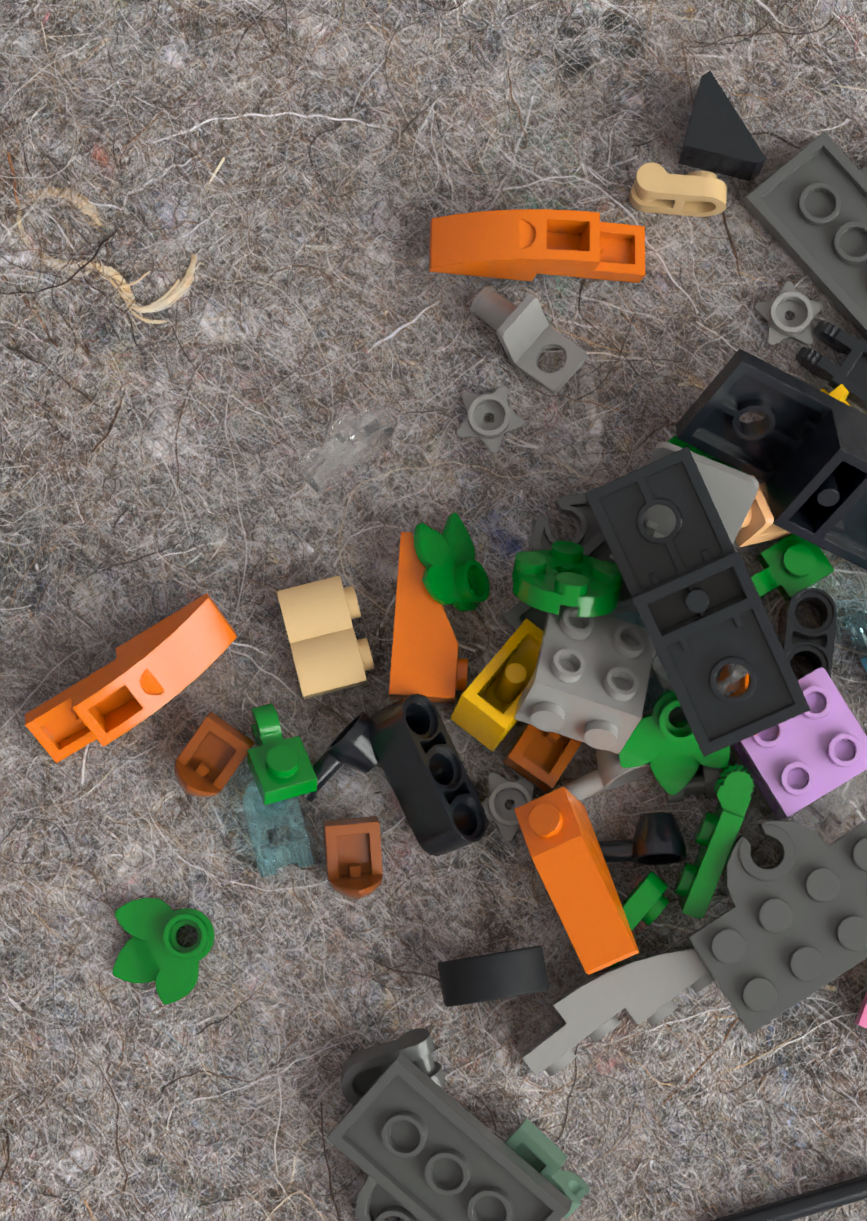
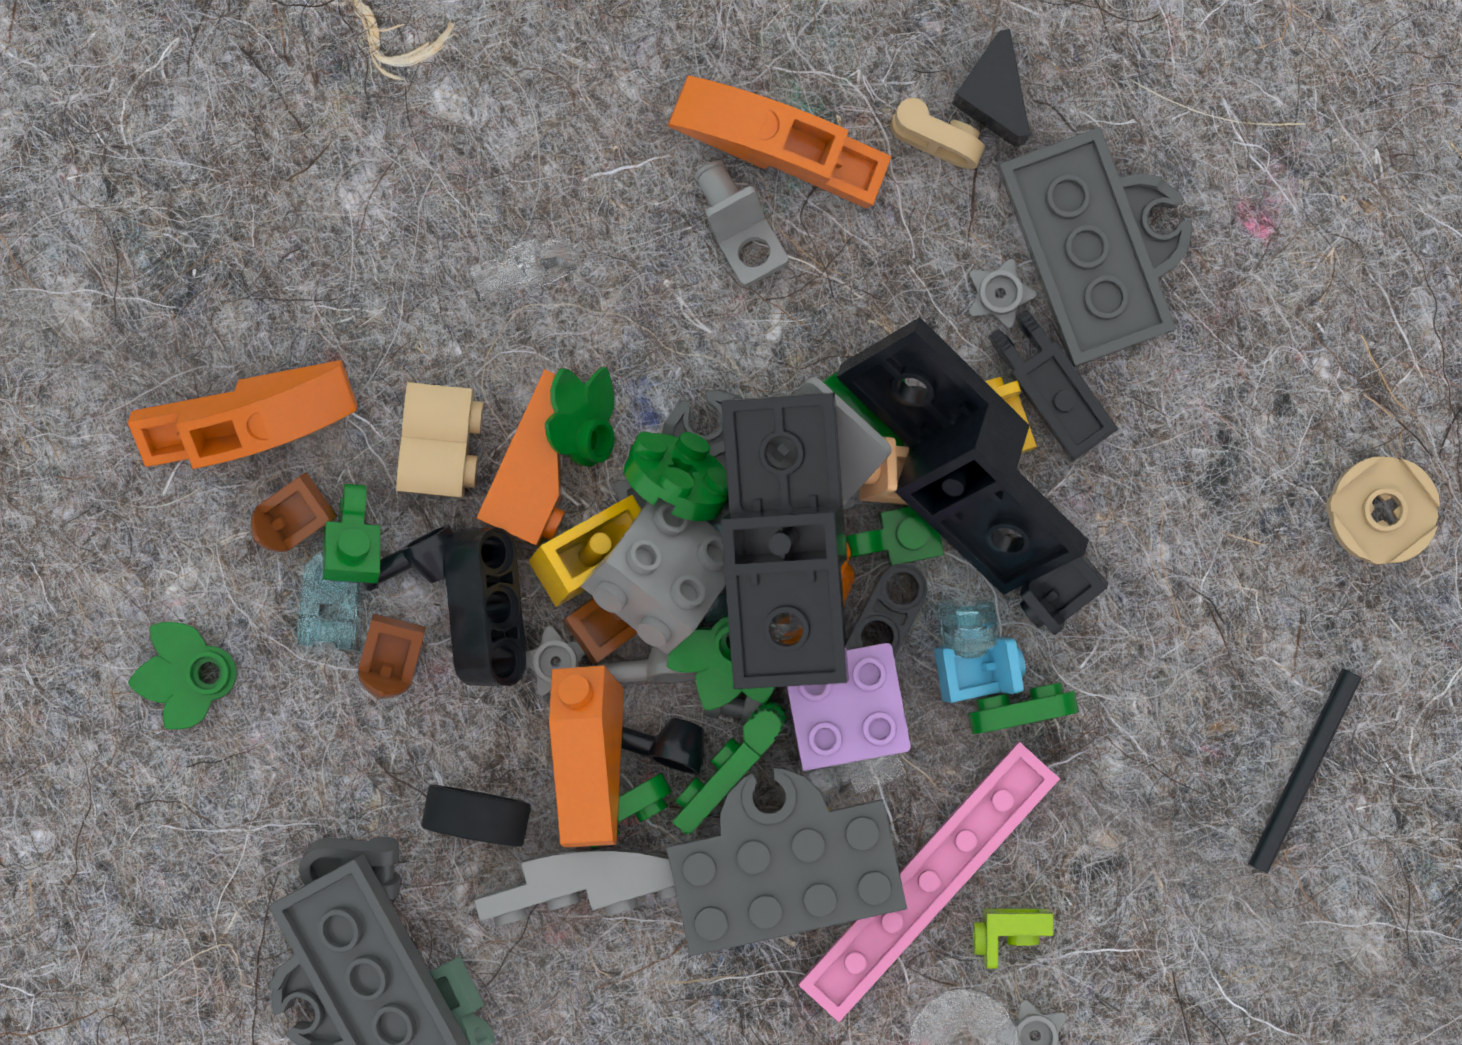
camera: 20 degrees right, 5 degrees up
(493, 404) = (667, 273): light grey plate -> none

